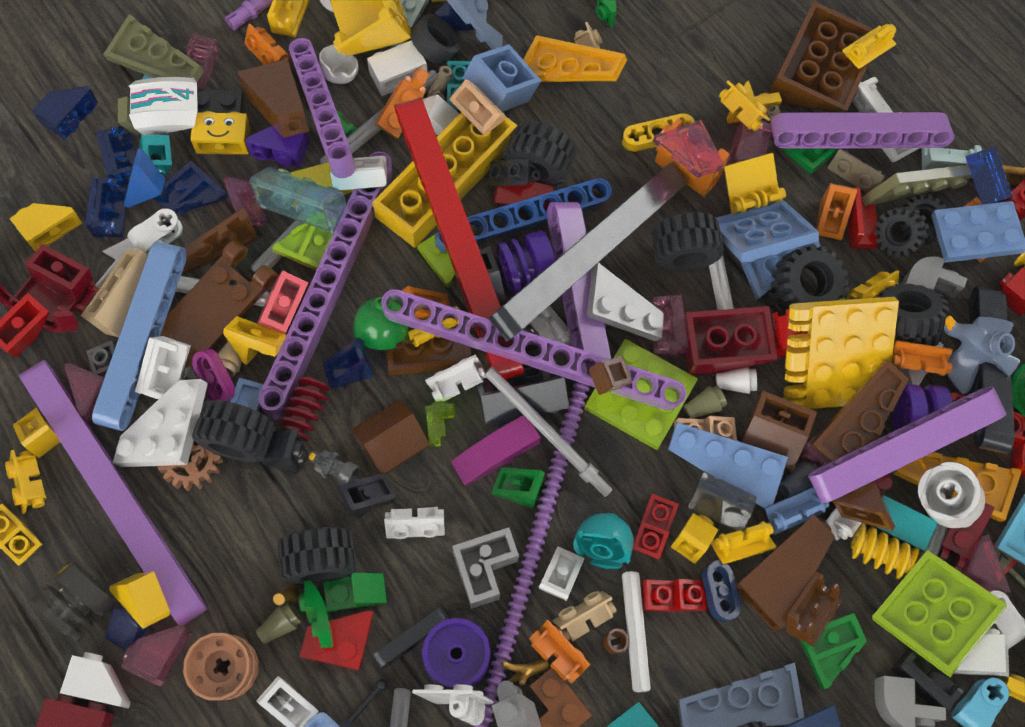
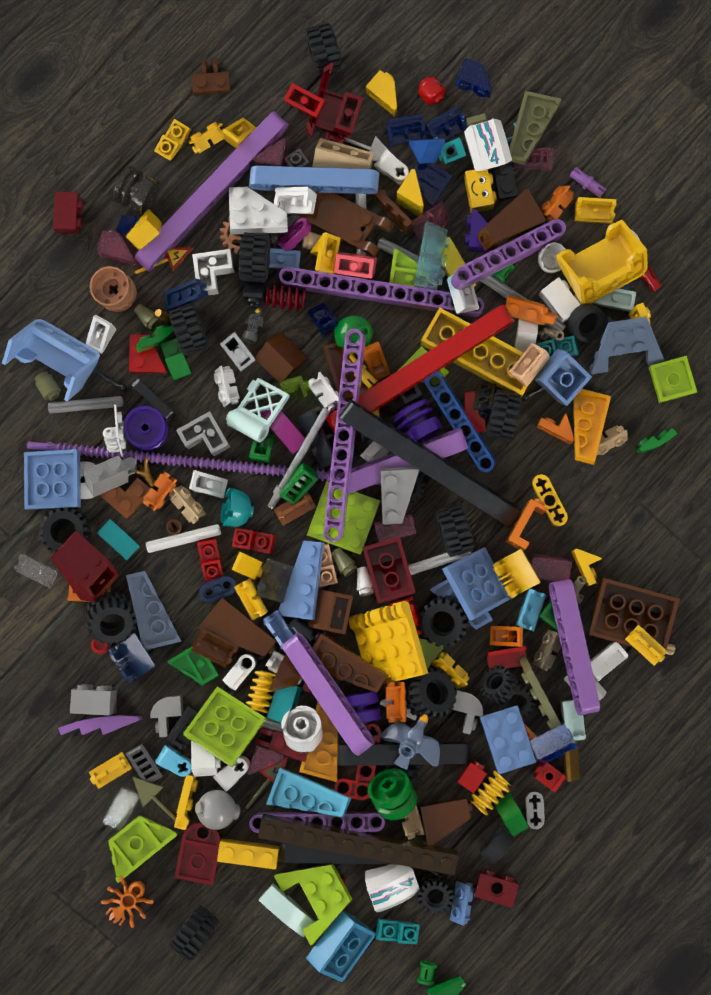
camera: 90 degrees right, 15 degrees up
(63, 164) = (431, 90): none -> red head
(94, 681) = (93, 217): white slope -> none
(196, 566) = (174, 257): none -> piece
(201, 208) = (409, 194): none -> yellow slope
(227, 512) = (211, 264): none -> white brick
(260, 553) = (185, 294): none -> dark blue hinge
(477, 497) = (247, 421): none -> light aqua piece
(567, 100) = (562, 431): none -> orange slope
(579, 424) = (294, 480): none -> green slope
(610, 375) = (334, 489): reddish brown slope -> none
(615, 457) = (288, 512): none -> dark orange hinge
(692, 148) = (522, 520): clear pink wing -> none
(752, 111) = (571, 564): yellow hinge -> none
(801, 182) = (530, 609): none -> medium azure hinge
(851, 580) = (239, 672): none -> white piece

